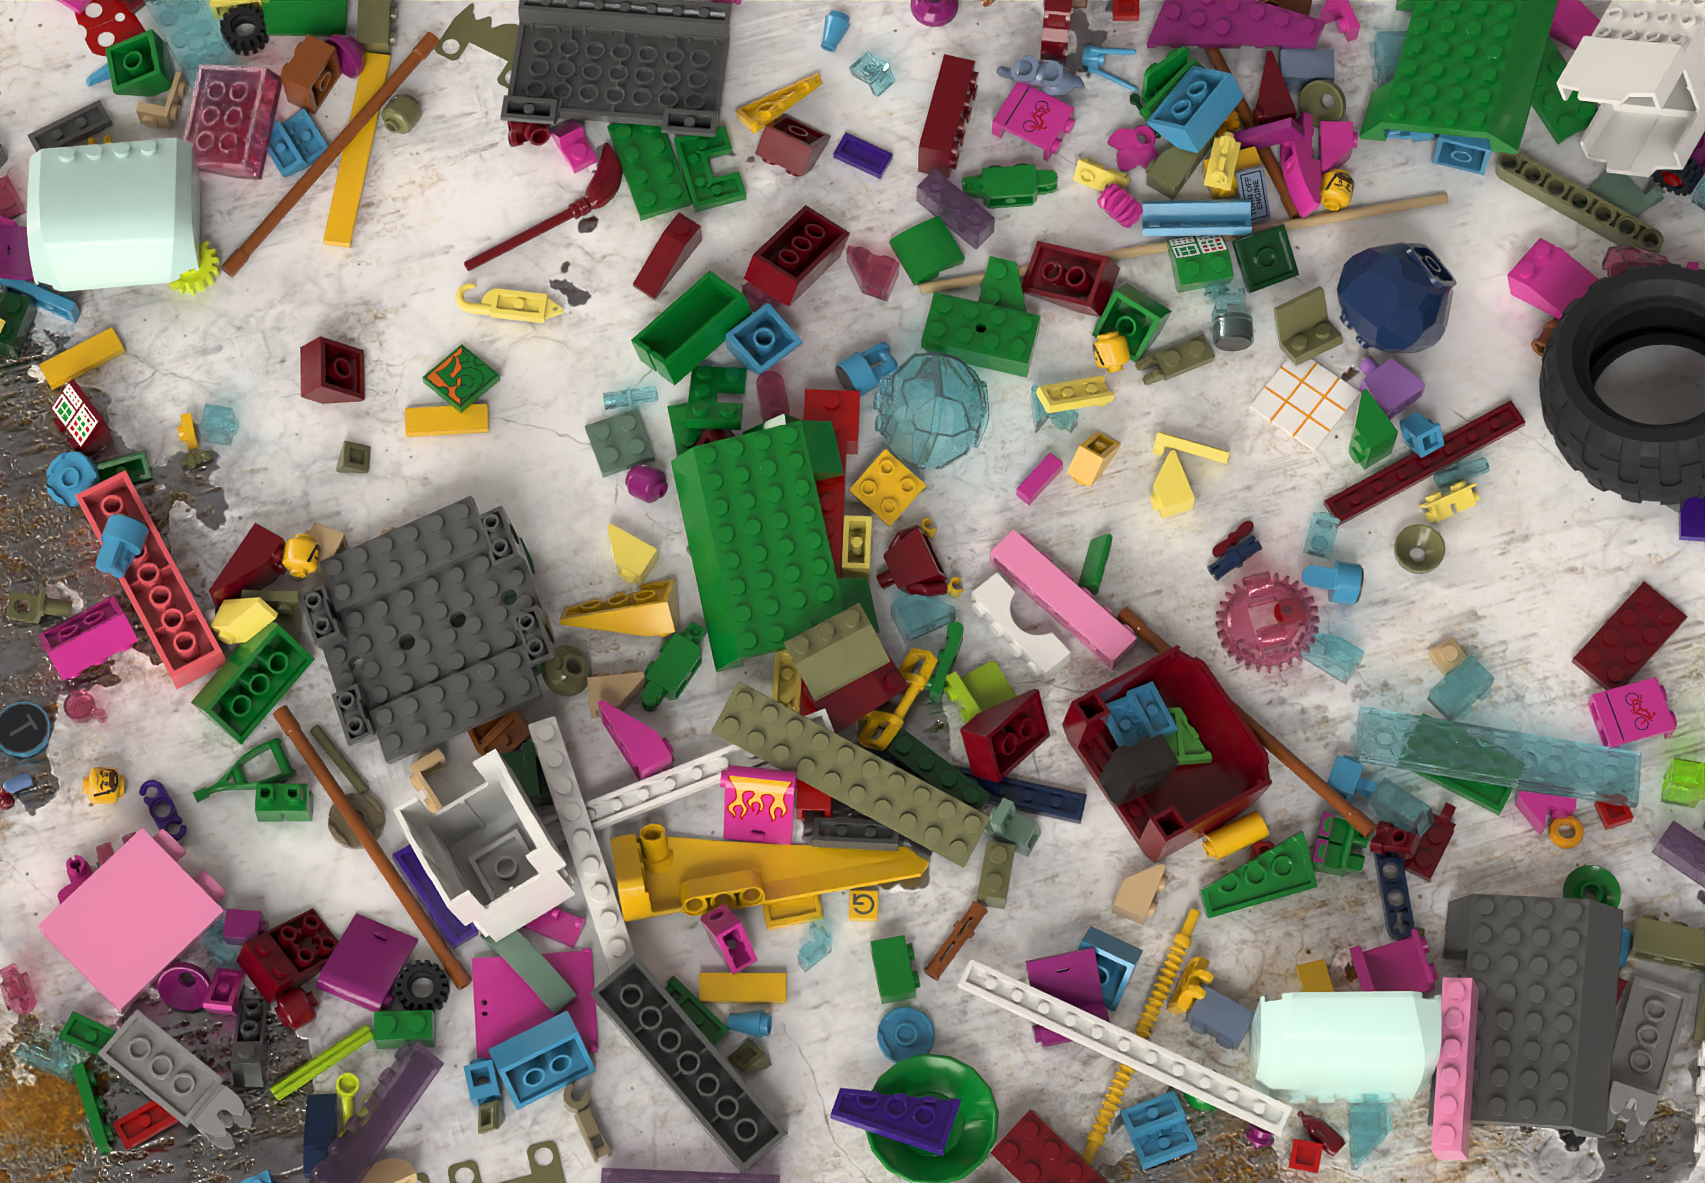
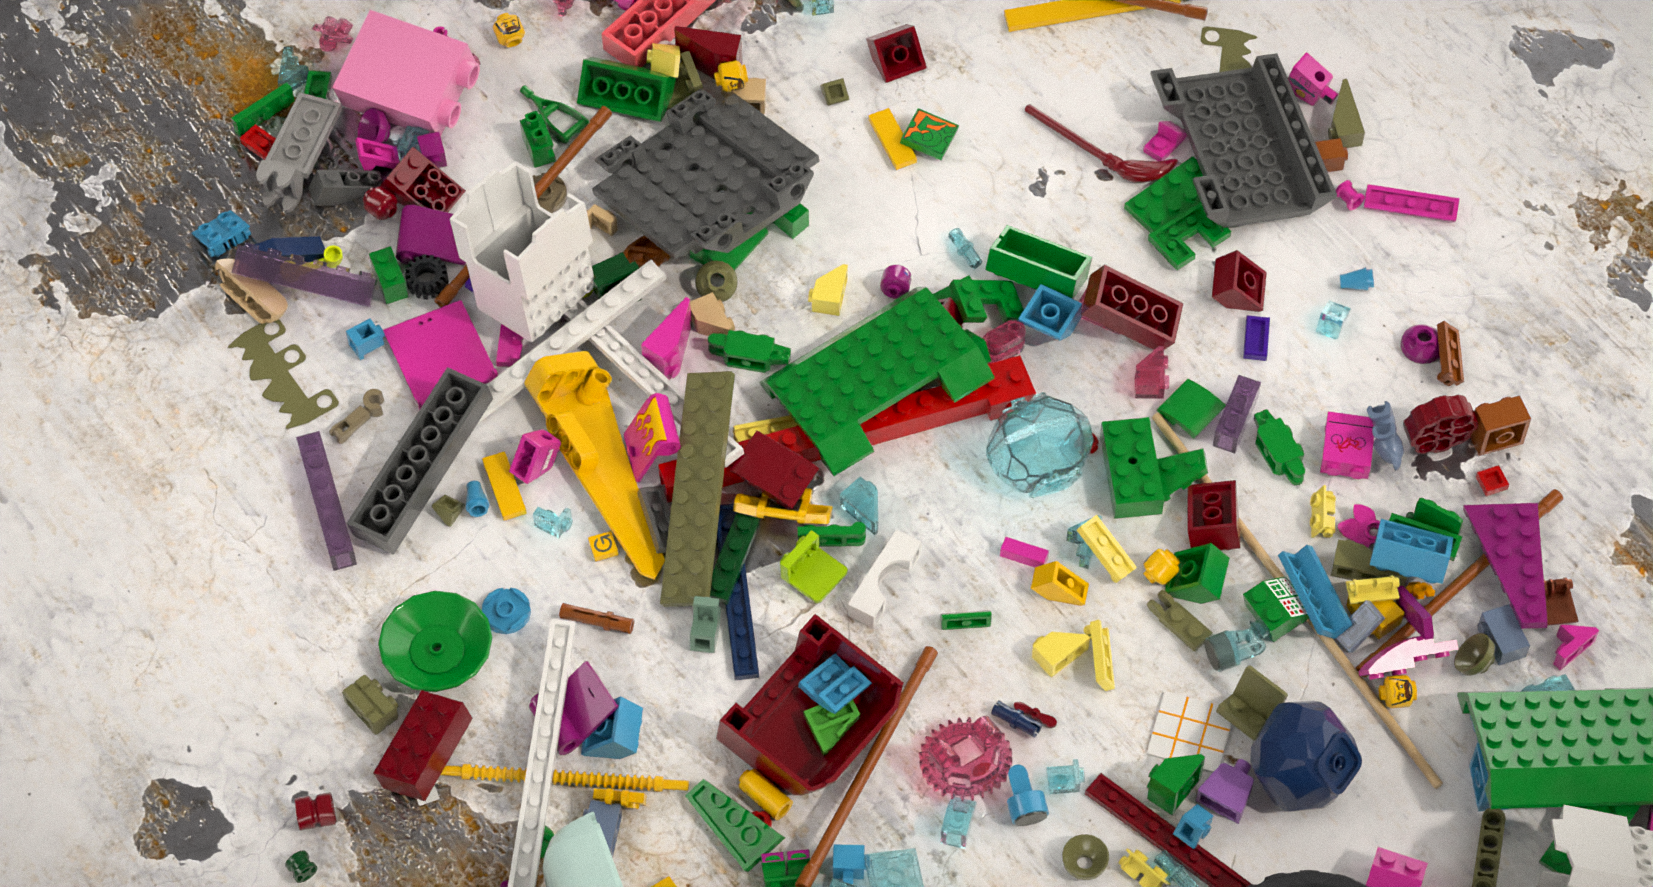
camera: 70 degrees right, 10 degrees down
(162, 797) = (495, 77): dark purple piece -> none
(322, 1062) = (343, 233): lime axle -> none
(339, 759) = (587, 167): olive bar -> none
(401, 114) = (1133, 21): olive head -> none
(490, 1116) = (341, 355): olive slope -> none
(510, 304) = (1007, 144): light yellow plate -> none
(523, 131) = (1156, 107): dark red plate -> none
(533, 970) = (463, 340): sand green slope -> none
(542, 1060) = (394, 368): dark azure slope -> none
(619, 443) = (924, 255): sand green plate -> none
(640, 613) = (782, 308): yellow wedge -> none
(668, 255) = (1101, 232): dark red slope -> none
(697, 1012) = (469, 458): green plate -> none
(766, 109) = (1269, 260): yellow wing -> none
(792, 912) = (579, 499): yellow tile -> none
(837, 652) = (790, 436): olive slope -> none
(856, 370) = (1061, 388): dark azure piece -> none
(856, 547) = (901, 438): light yellow brick -> none
(887, 487) = (963, 444): yellow plate -> none
(893, 969) = (555, 581): green brick -> none
(910, 1120) = (425, 614): dark purple wing -> none
(915, 564) = (907, 483): dark red torso -> none
(948, 115) = (1315, 377): dark red brick -> none
(996, 874) = (661, 627): olive brick -> none
(1005, 735) = (780, 591): dark red slope -> none
(1063, 599) = (922, 602): bright pink brick -> none
(1096, 55) = (1434, 474): dark azure plant -> none
(1120, 205) = (1297, 529): dark pink gear -> none
(1137, 769) = (784, 691): clear smoke brick -> none
(1138, 892) = (686, 737): tan slope -> none
(1158, 1130) = (489, 816): dark azure slope -> none
(1265, 258) = (1304, 655): dark green tile -> none
(1273, 96) = (1459, 612): dark red slope -> none
(1335, 144) = (1440, 678): dark pink slope -> none

